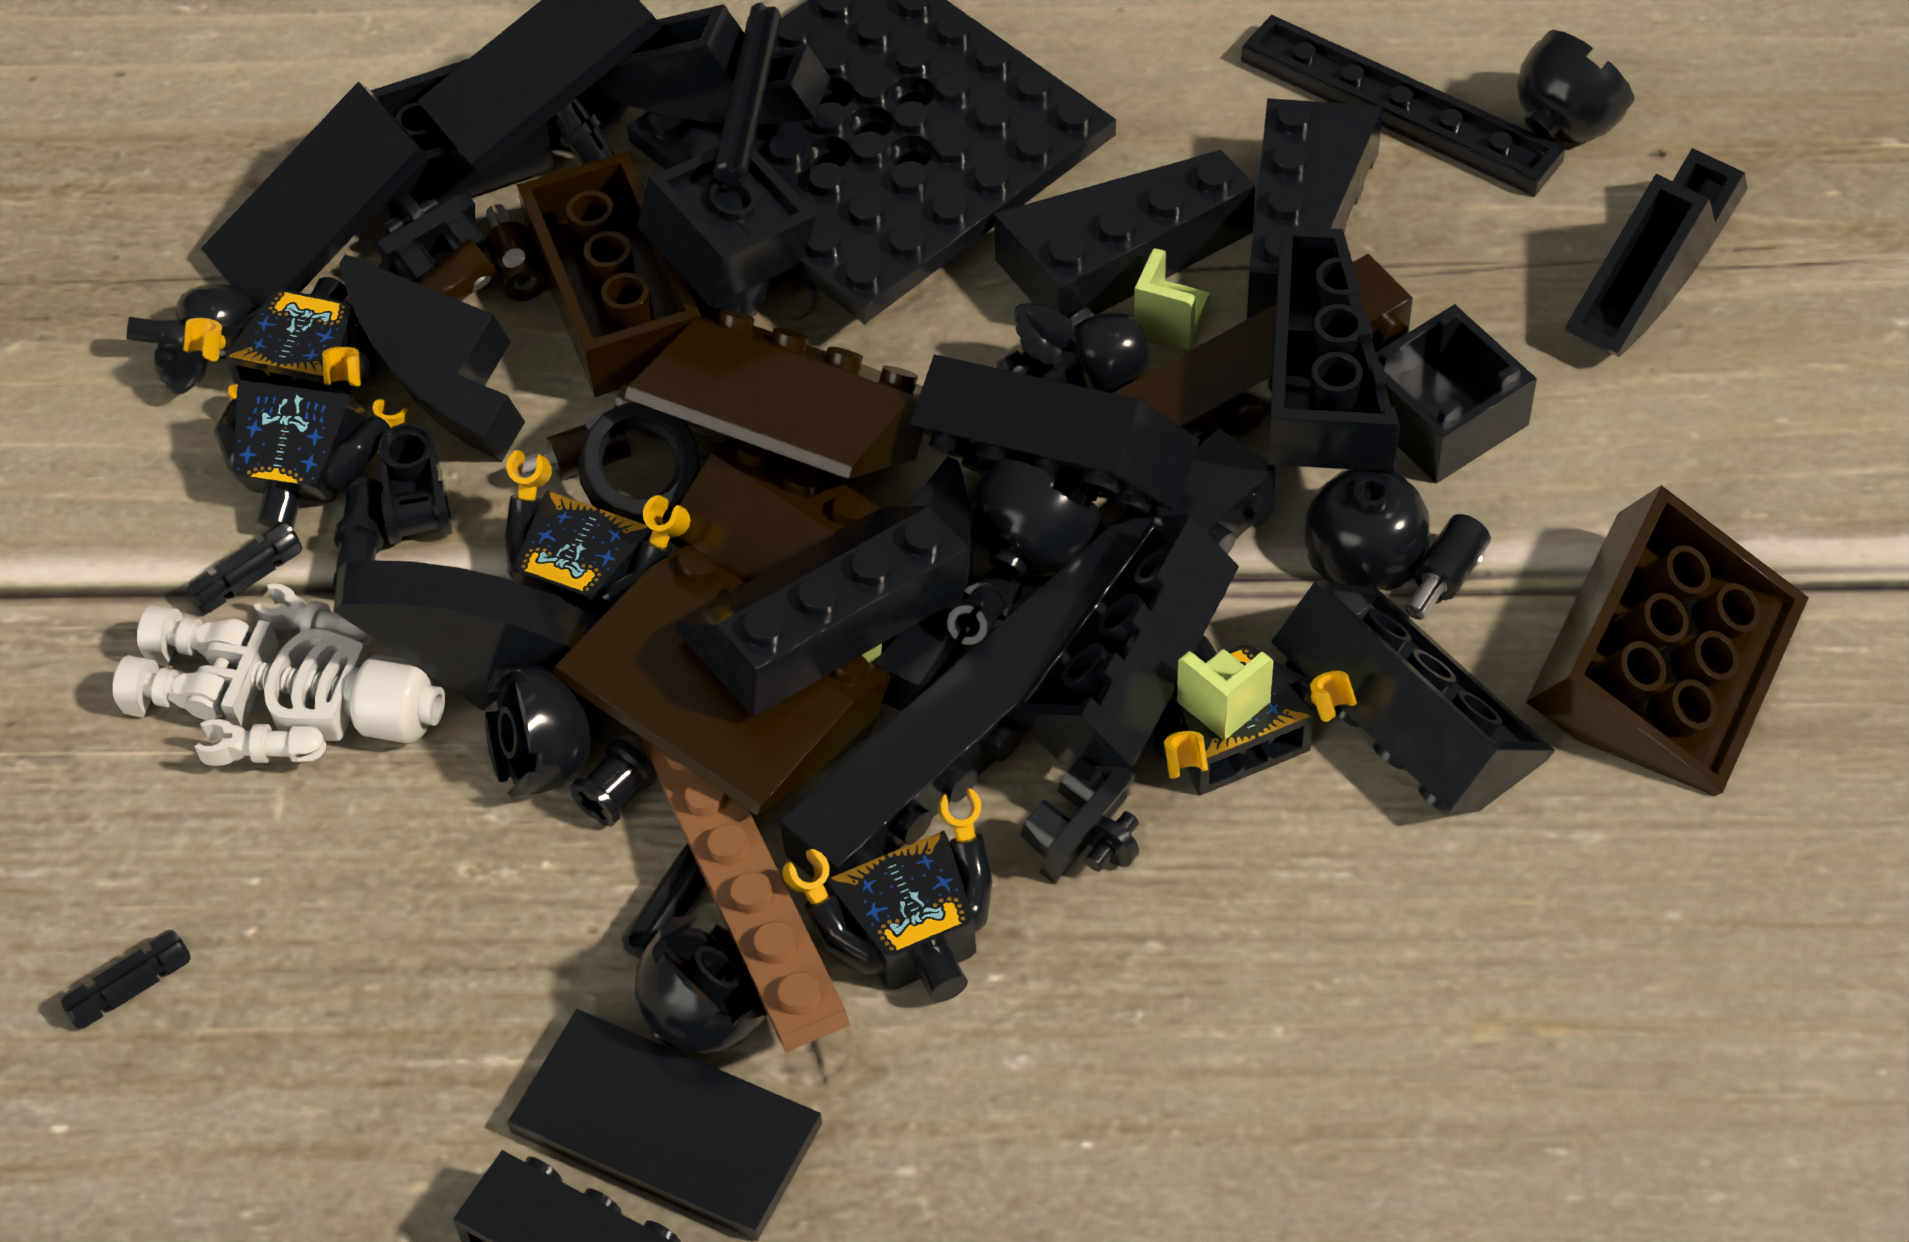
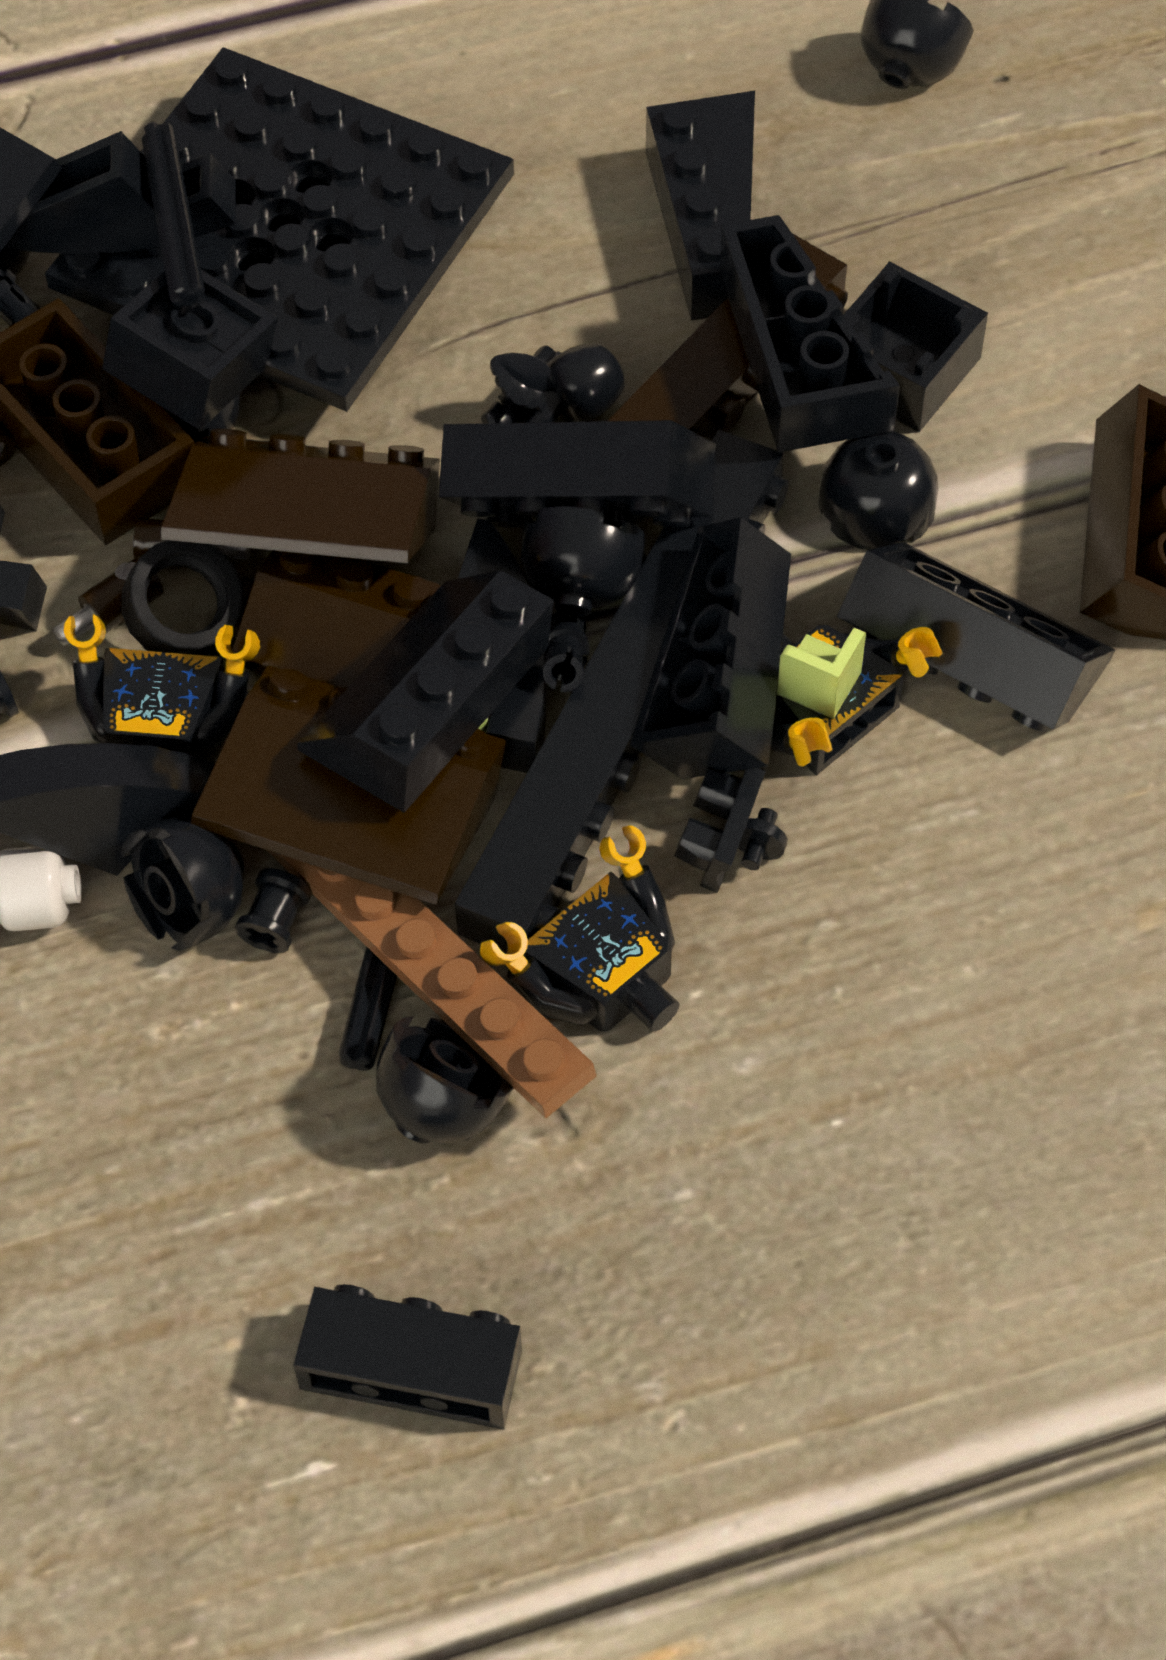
camera: 20 degrees left, 5 degrees up
(666, 1124) = (446, 1216): black tile -> none
(1097, 239) = (552, 268): black wedge -> none
(1168, 309) = (622, 326): yellowish green panel -> none
(1408, 105) = (779, 87): black tile -> none
(1448, 563) = (962, 502): black piece -> none
(1657, 251) = (1043, 170): black slope -> none

